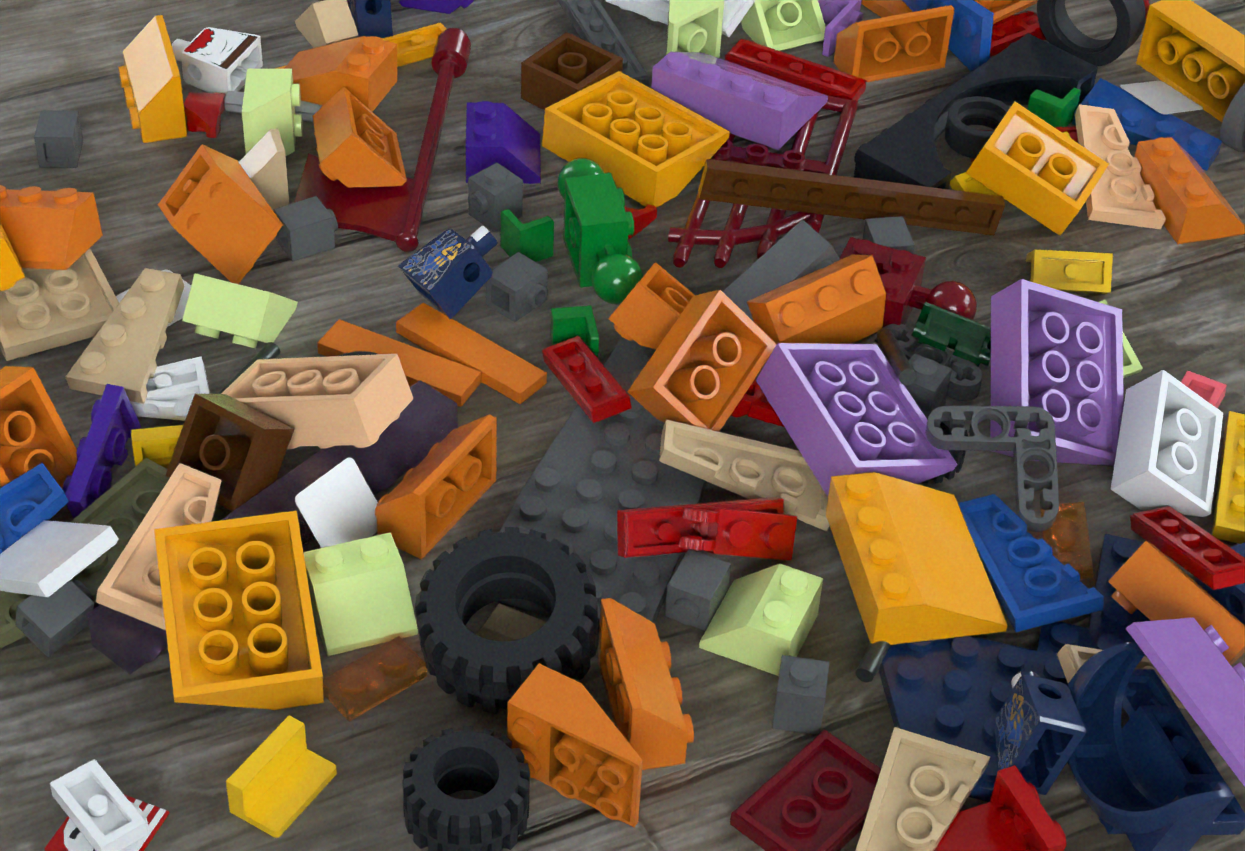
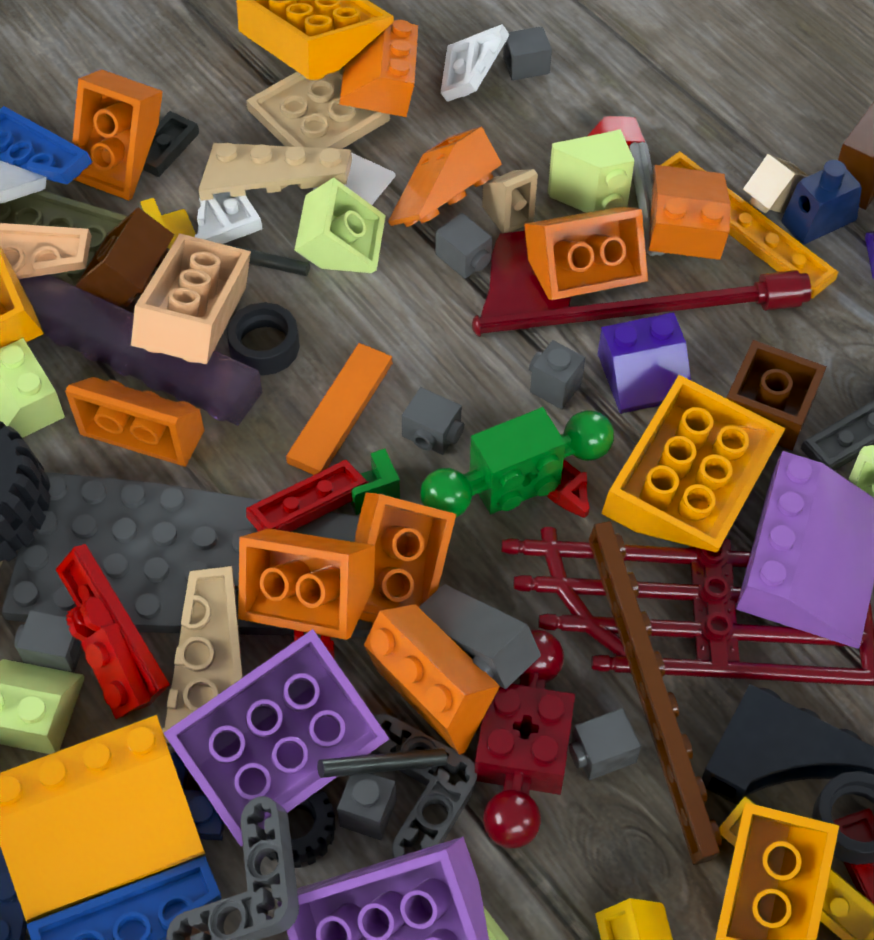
camera: 80 degrees right, 15 degrees up
(49, 167) = (470, 61): none -> white wing
(101, 449) = (126, 187): dark purple wing -> none
(153, 84) = (621, 90): light orange slope -> none
(218, 59) = (687, 123): white torso -> none
(339, 506) = (96, 352): white sticker -> none
(441, 374) = (311, 360): orange tile -> none
(450, 268) = (411, 357): dark blue torso -> none
(530, 239) = (503, 405): green panel -> none
(946, 329) = (462, 809): dark green hinge -> none

